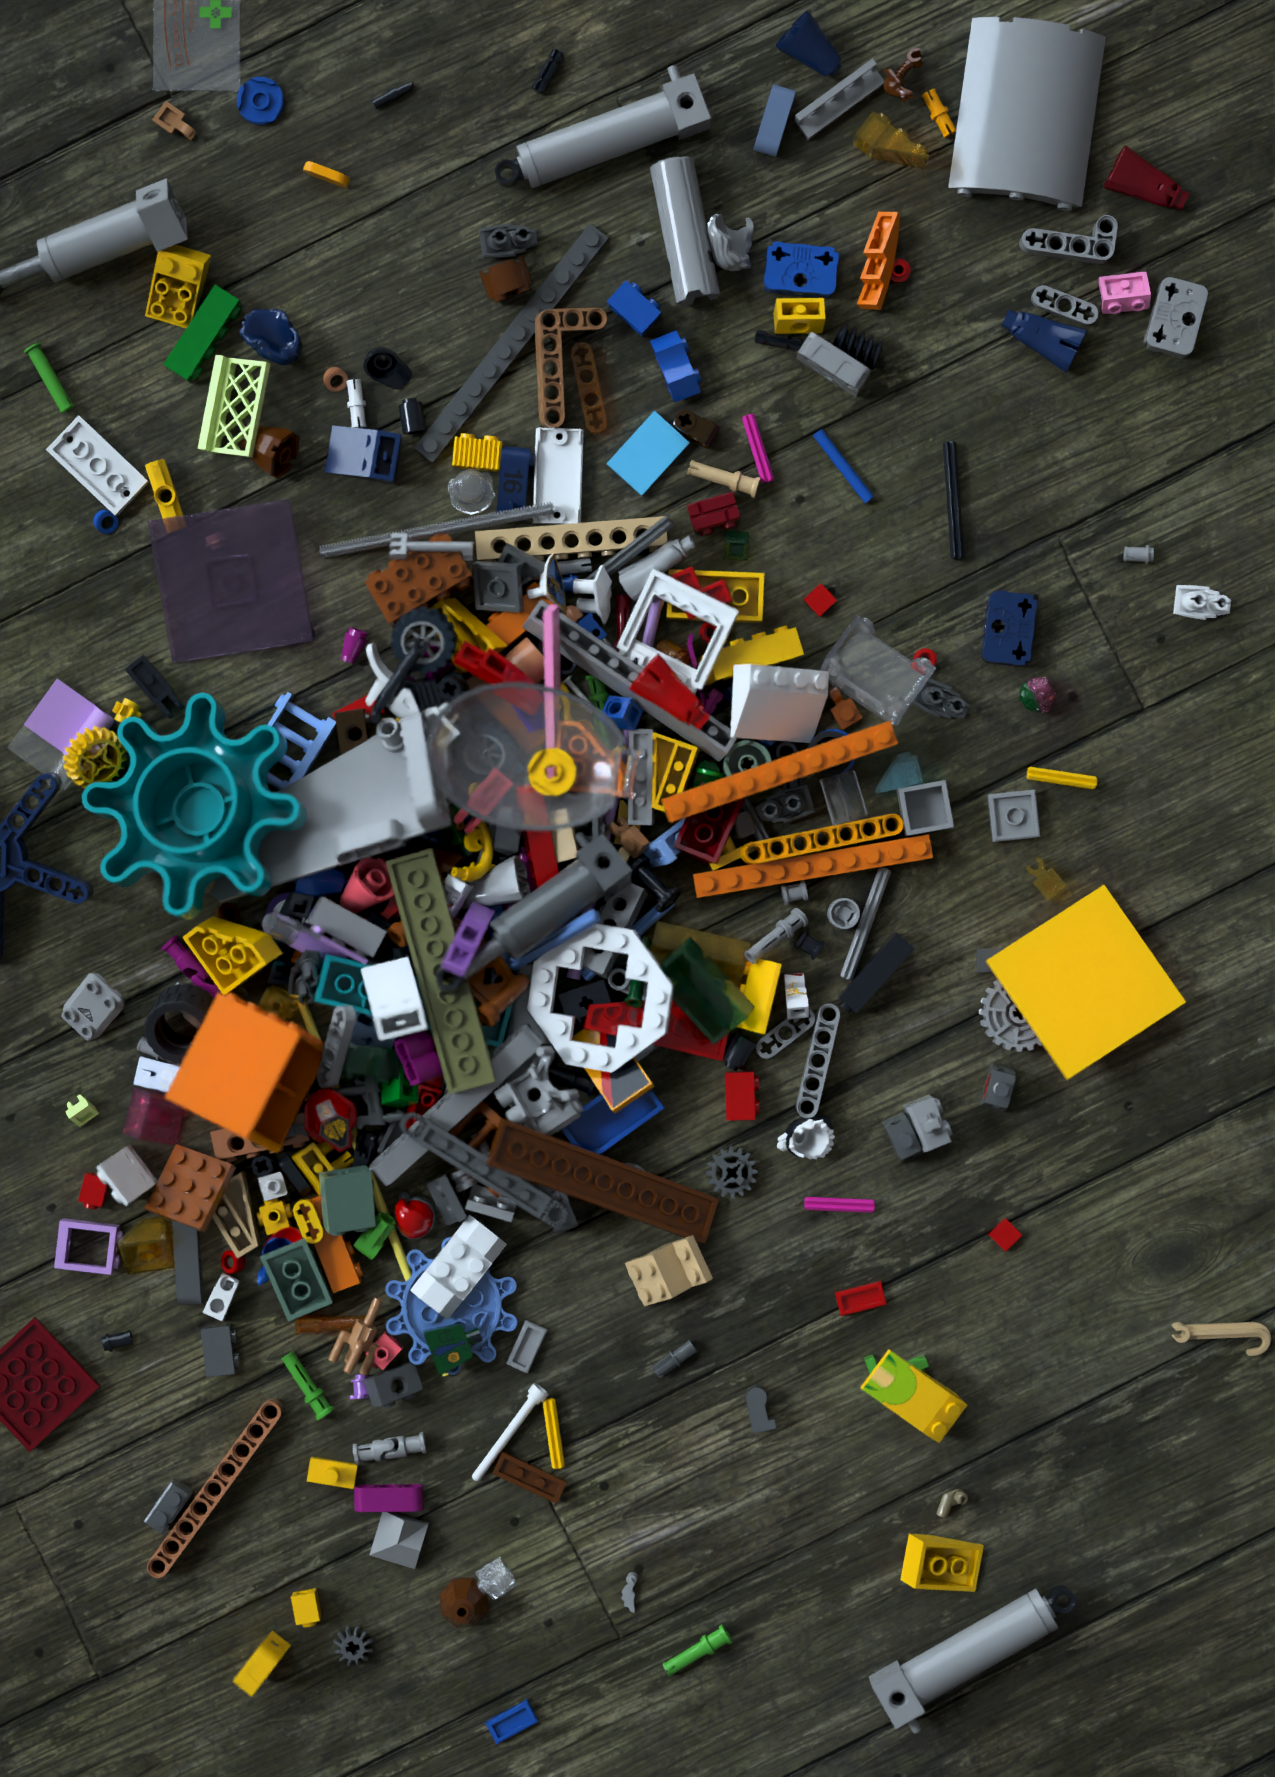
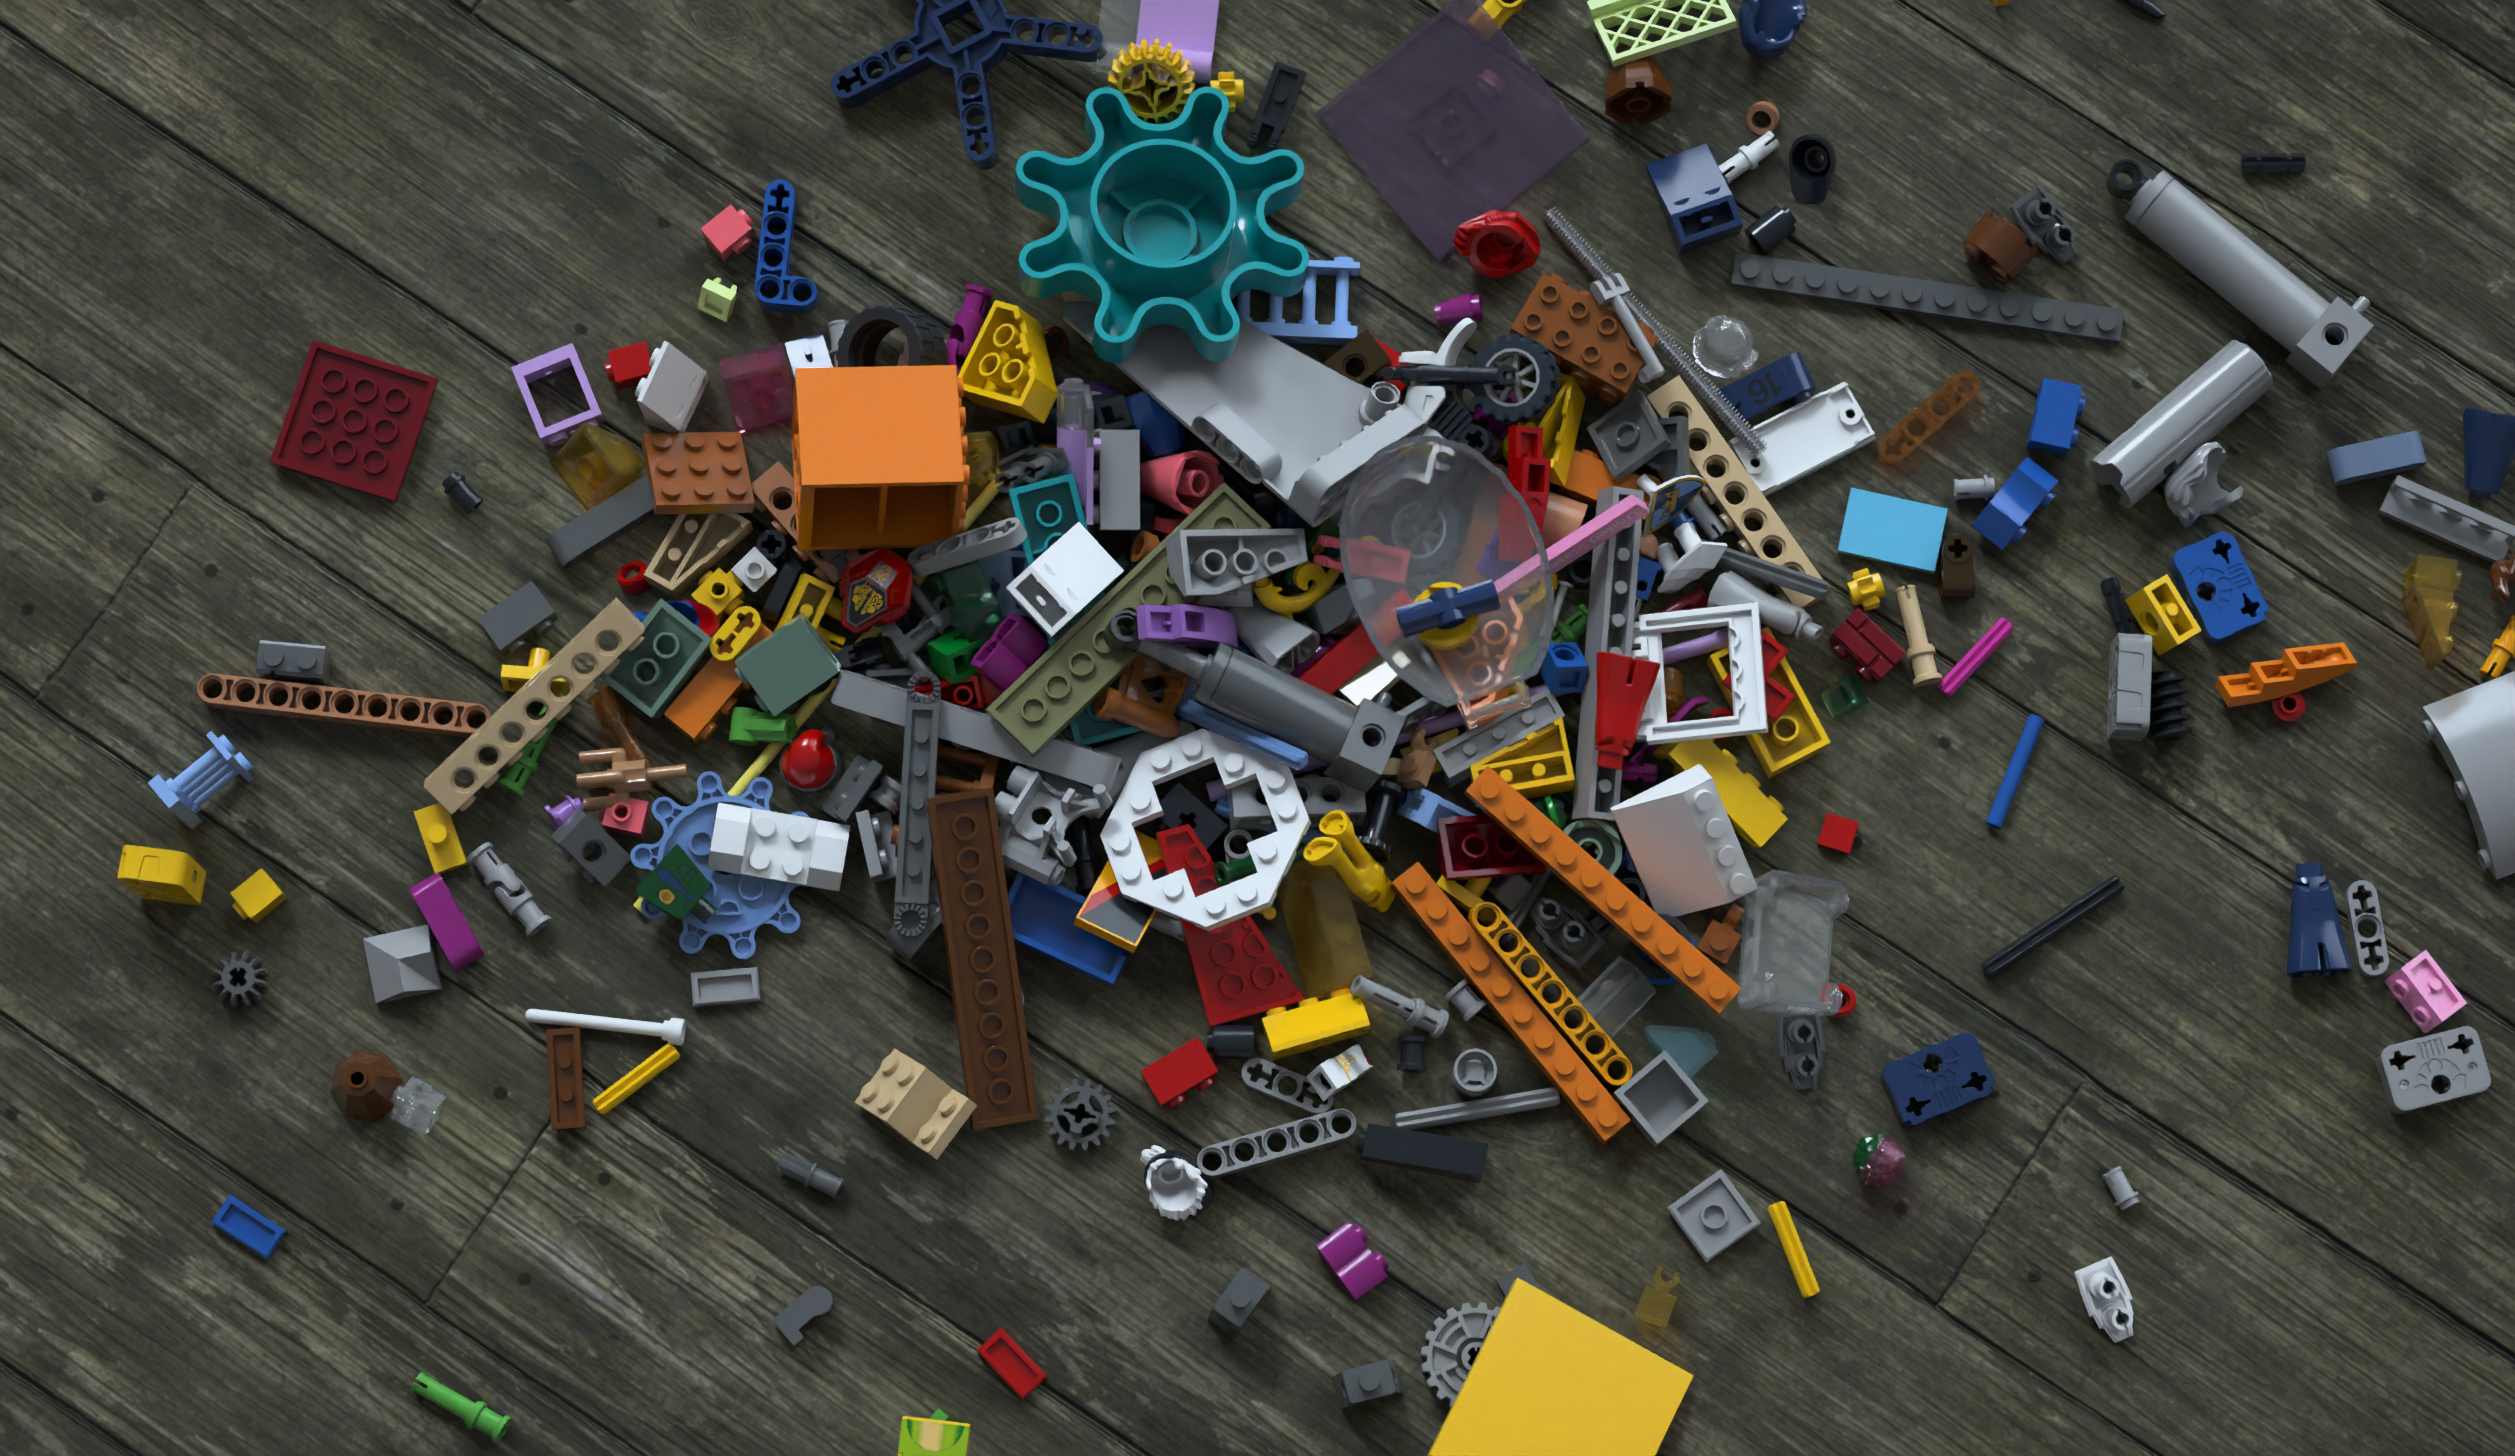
camera: 60 degrees right, 10 degrees down
(41, 1080) = (729, 232): none -> coral brick
(69, 1051) = (782, 246): none -> blue beam
(92, 1007) = (851, 243): light grey shield -> none
(221, 1297) = (583, 586): white leg -> none
(221, 1623) = (201, 780): none -> light blue fence
(258, 1295) = (612, 619): none -> tan brick
(263, 1358) = (517, 676): none -> yellow tile
(324, 596) = (1498, 243): none -> red helmet
(440, 889) = (1226, 559): none -> light grey wedge
(477, 453) = (1772, 327): yellow brick -> none
(550, 769) = (1447, 608): none -> dark blue piece
(555, 356) = (1941, 353): medium nougat beam -> none
(628, 1593) = (487, 1281): light grey piece -> none
(651, 385) = (1974, 488): none -> light grey pin
(677, 492) = (1866, 589): none -> yellow gear
(683, 913) = (1362, 875): none -> yellow piece
(704, 991) = (1284, 950): clear green piece -> none
(839, 1204) = (1113, 1271): dark pink axle -> none
(916, 1054) = (1352, 1260): none -> magenta brick
(927, 1122) = (1276, 1319): light grey hinge -> none
(1067, 240) = (2446, 887): light grey beam -> none

